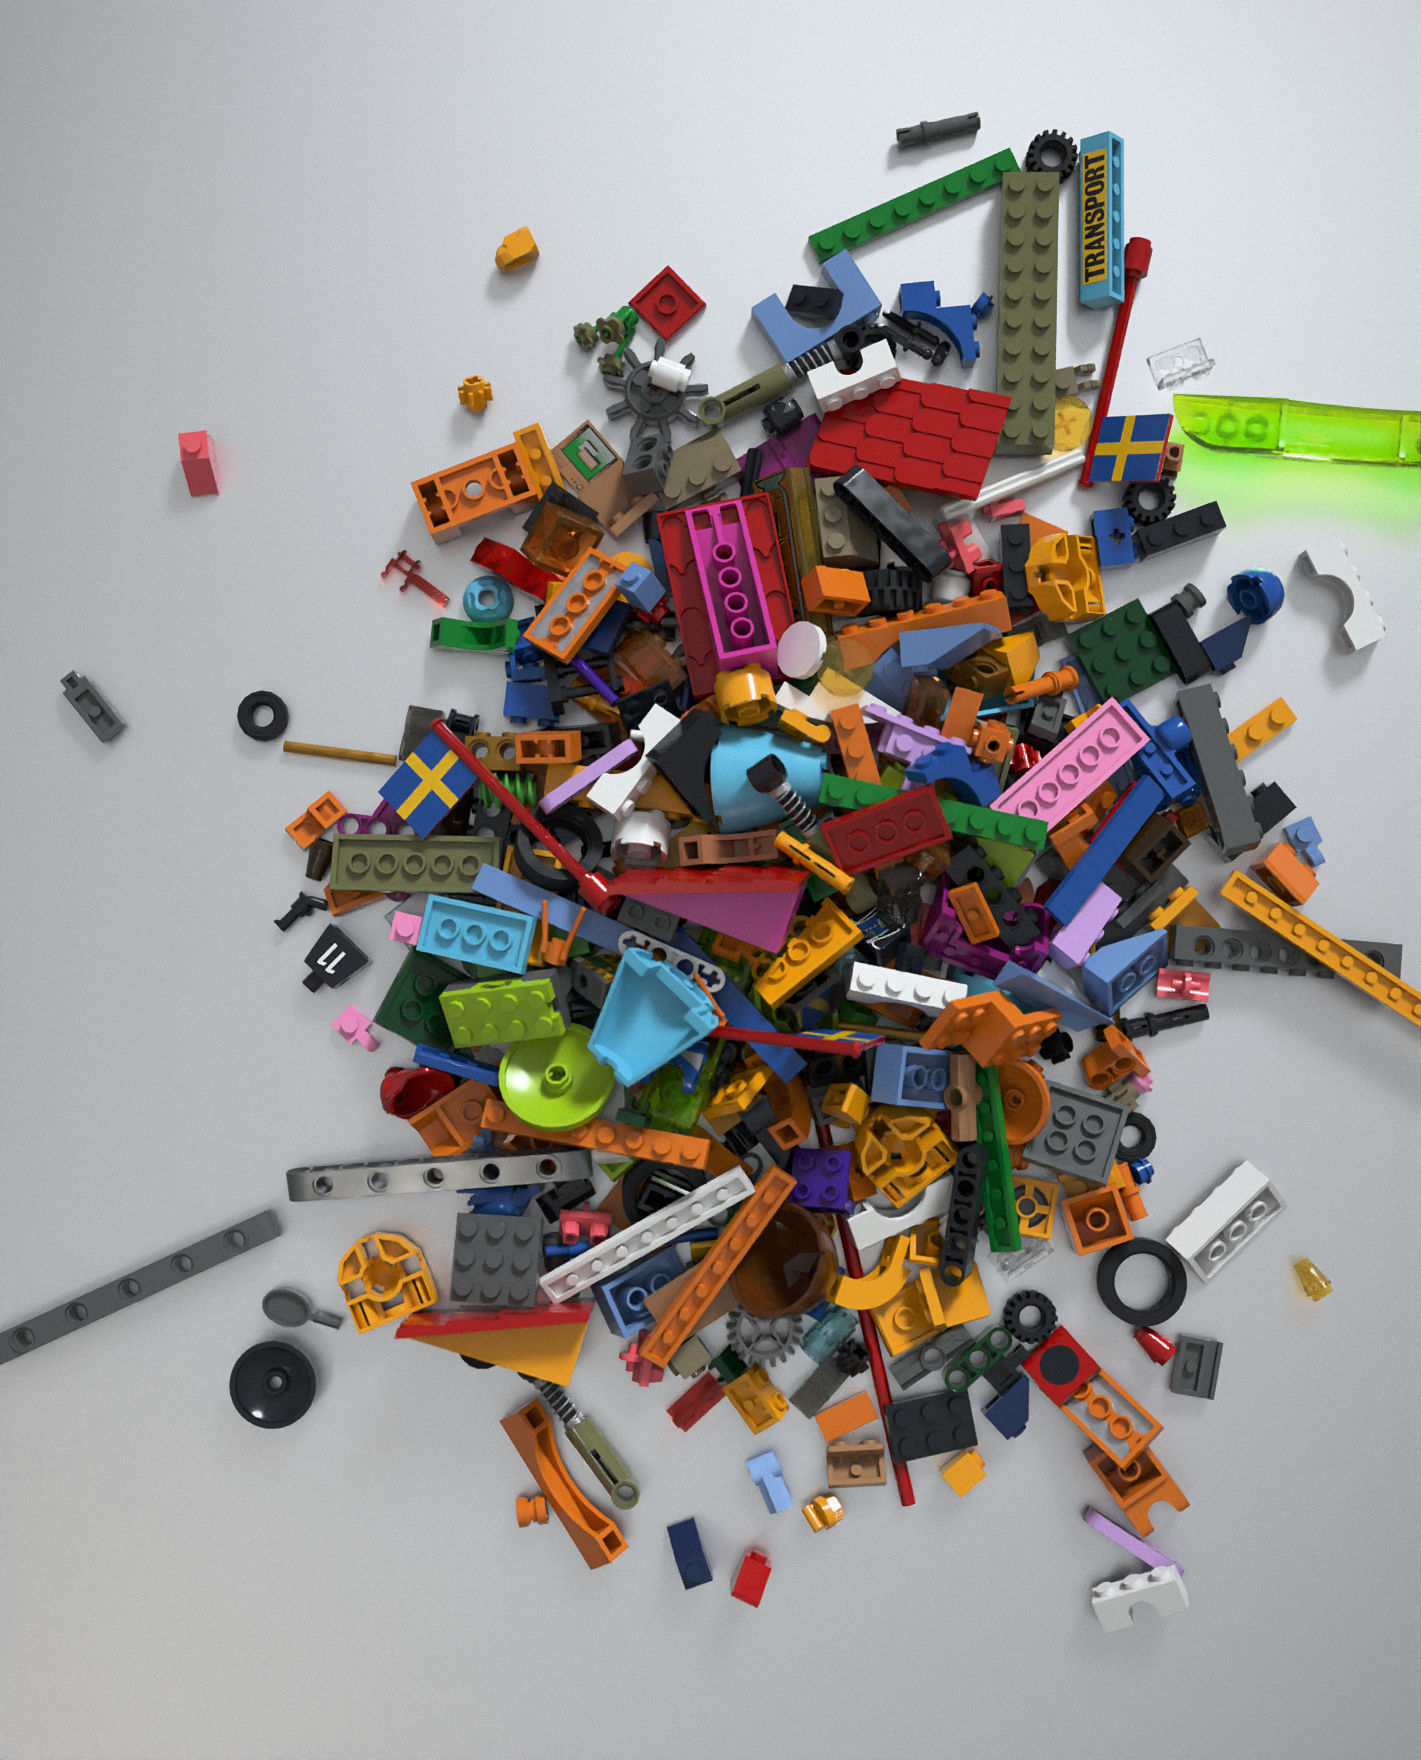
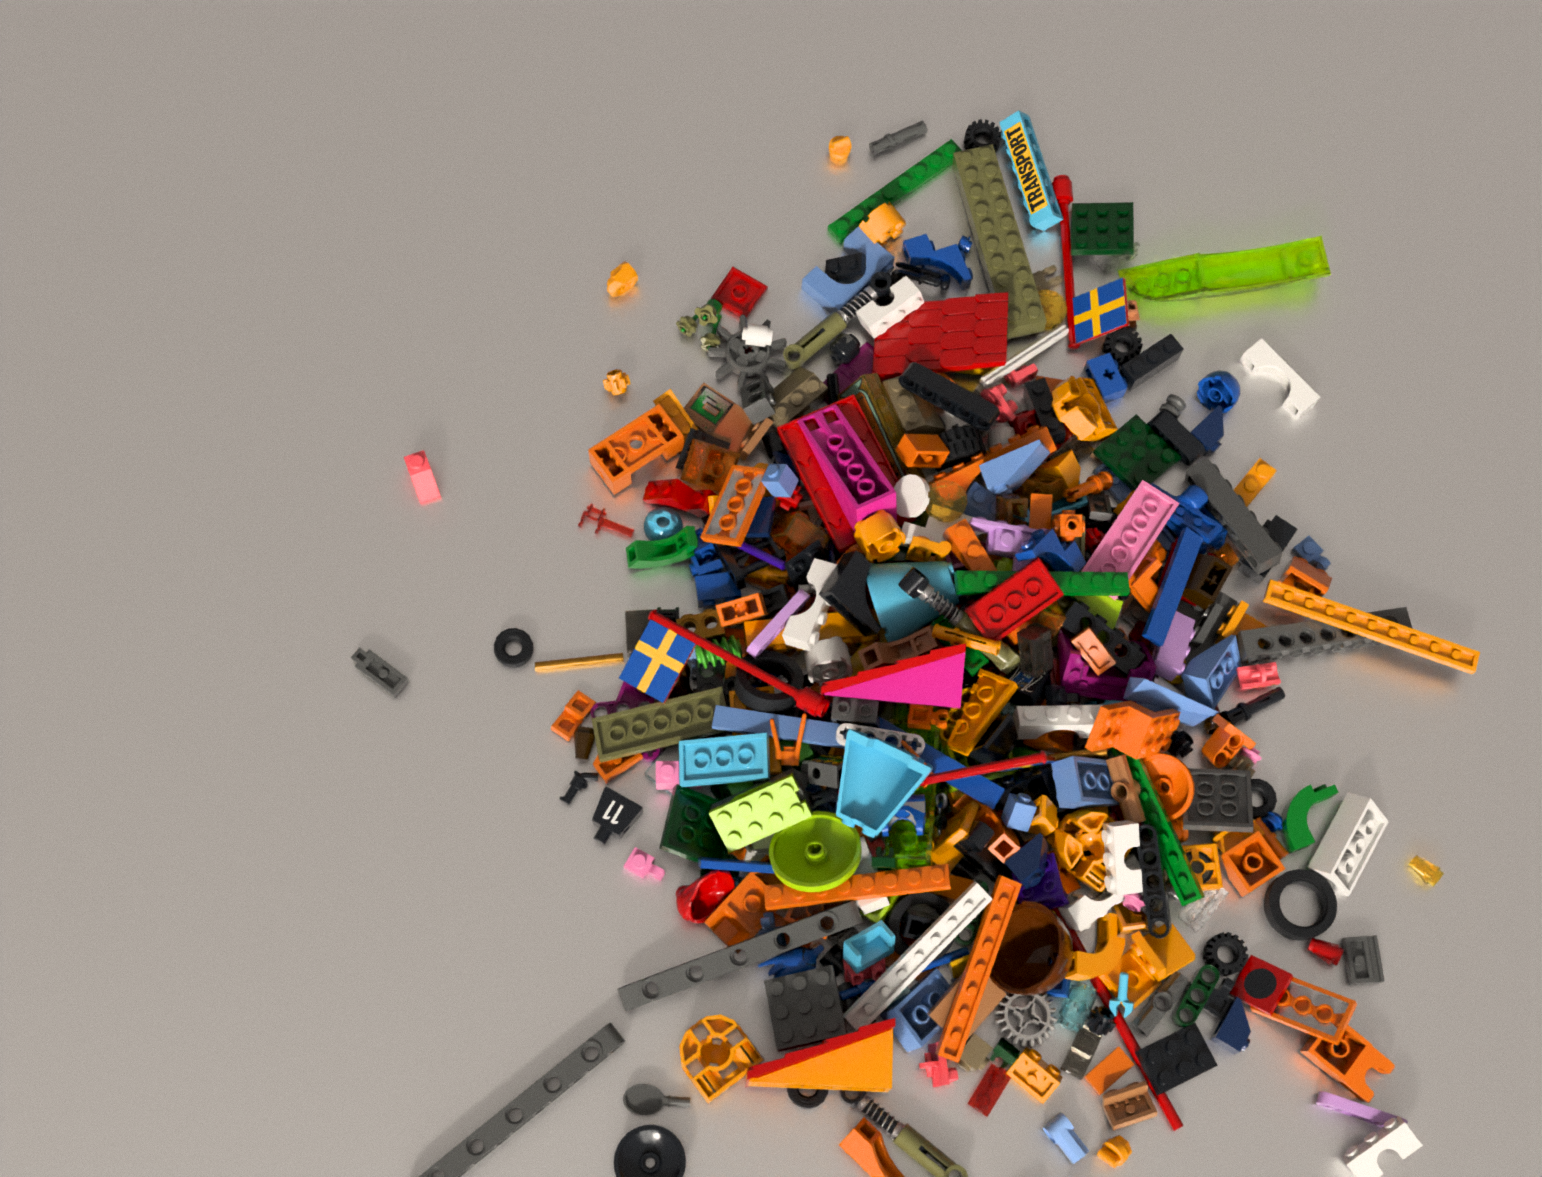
camera: 20 degrees left, 15 degrees down
(593, 1205) = (869, 946): none -> medium azure panel
(815, 1158) = (1029, 862): none -> dark blue slope
(820, 1092) = (1018, 812): none -> medium blue brick
(855, 126) = (839, 147): none -> light orange piece
(879, 254) = (883, 224): none -> light orange brick
(885, 1339) = (1122, 997): none -> medium azure bar
(933, 1156) = (1117, 839): none -> white arch
(934, 1229) = (1133, 902): none -> bright pink plate
(963, 1471) = (1213, 1089): light orange brick -> none
(1172, 327) = (1102, 229): none -> dark green plate
(1172, 1168) = (1294, 816): none -> green arch

